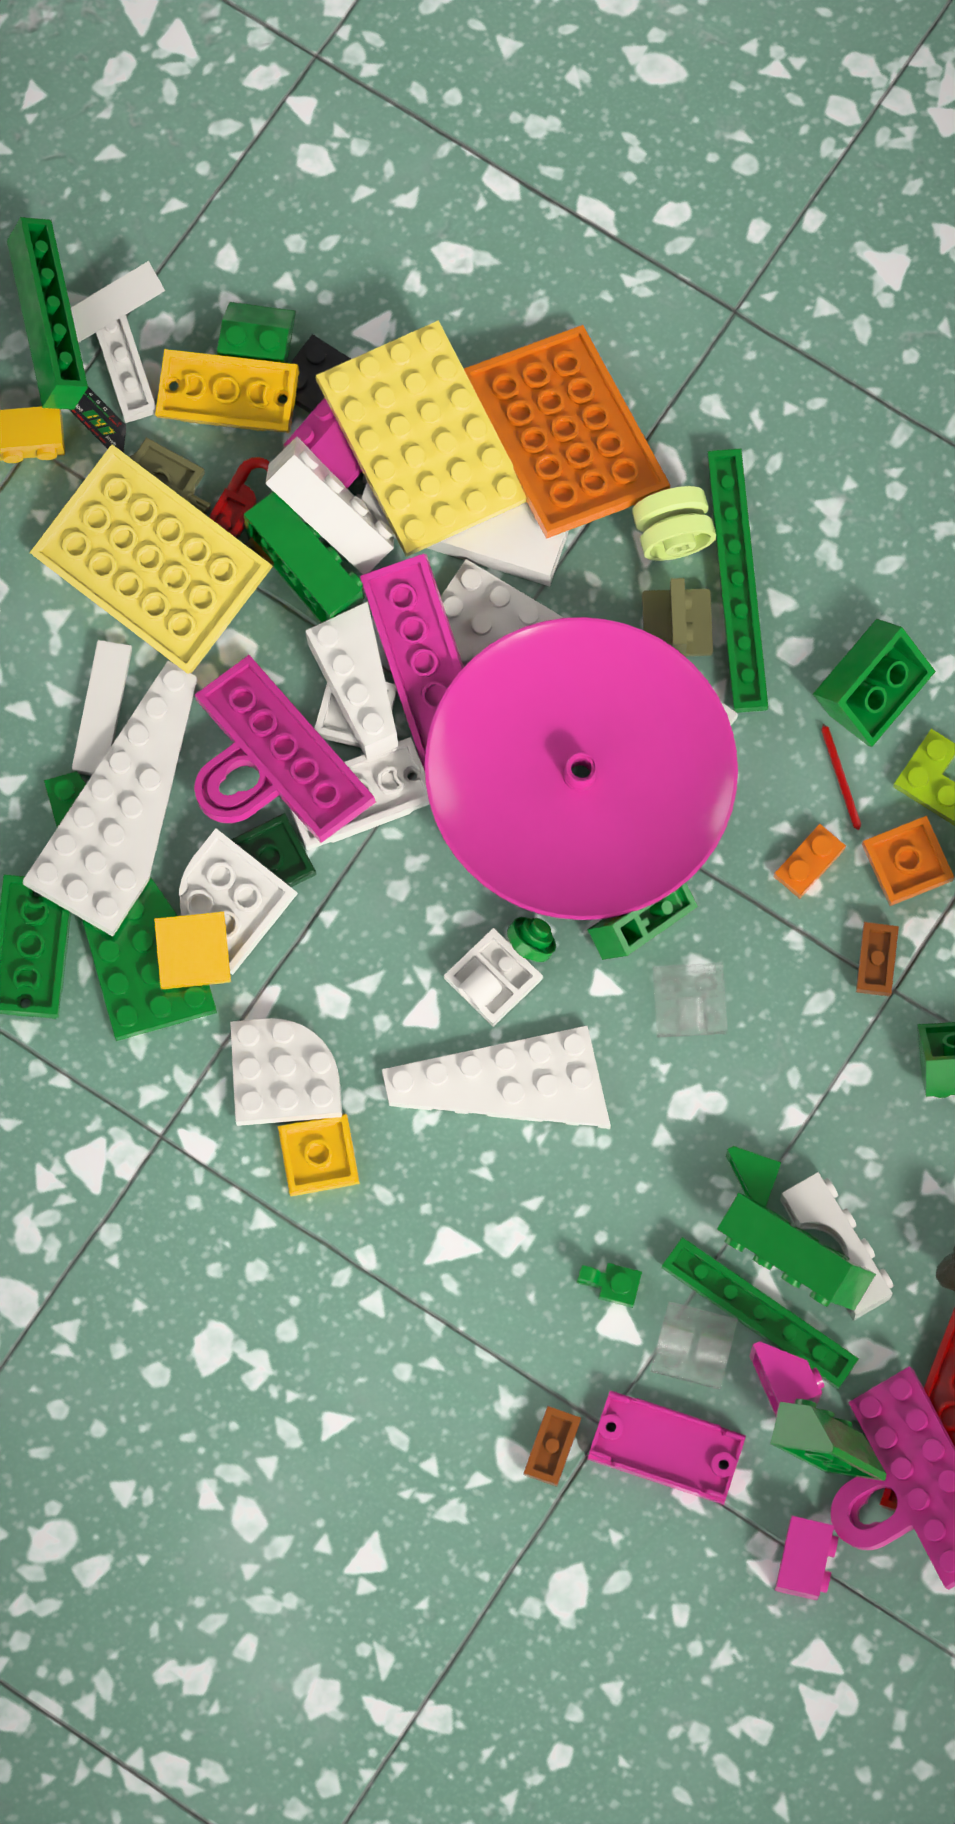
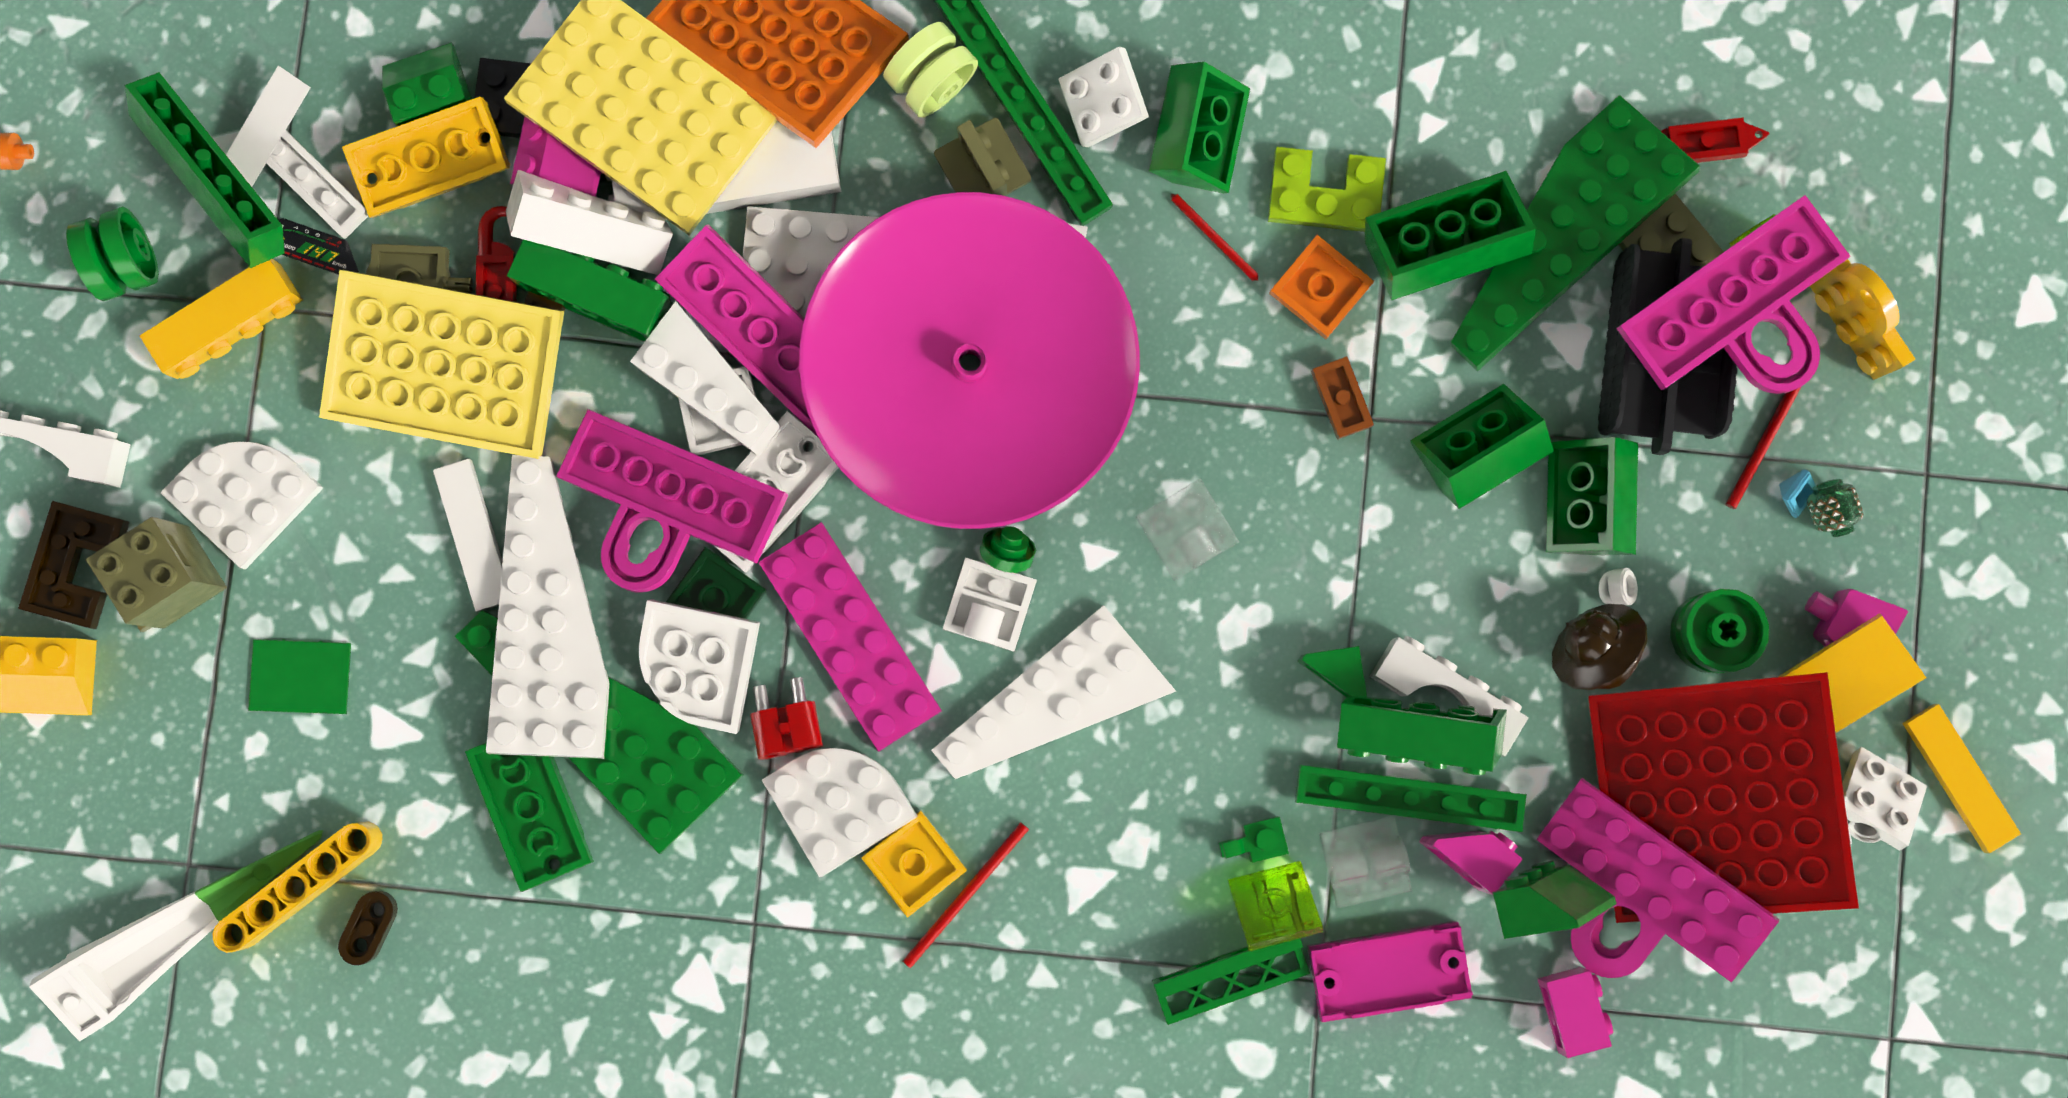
camera: 30 degrees left, 10 degrees up
(192, 950) = (688, 732): yellow tile -> none
(271, 990) = (785, 728): none -> red piece
(347, 1202) = (965, 895): none -> red axle
(364, 946) = (850, 637): none -> dark pink plate
(532, 1367) = (1219, 968): none -> green fence
(552, 1446) = (1283, 1030): dark orange plate -> none
(598, 1338) = (1275, 906): none -> clear neon green tile
(626, 933) = (1099, 497): green slope -> none
(806, 616) = (1103, 97): none -> white plate
(809, 861) = (1228, 334): orange plate -> none

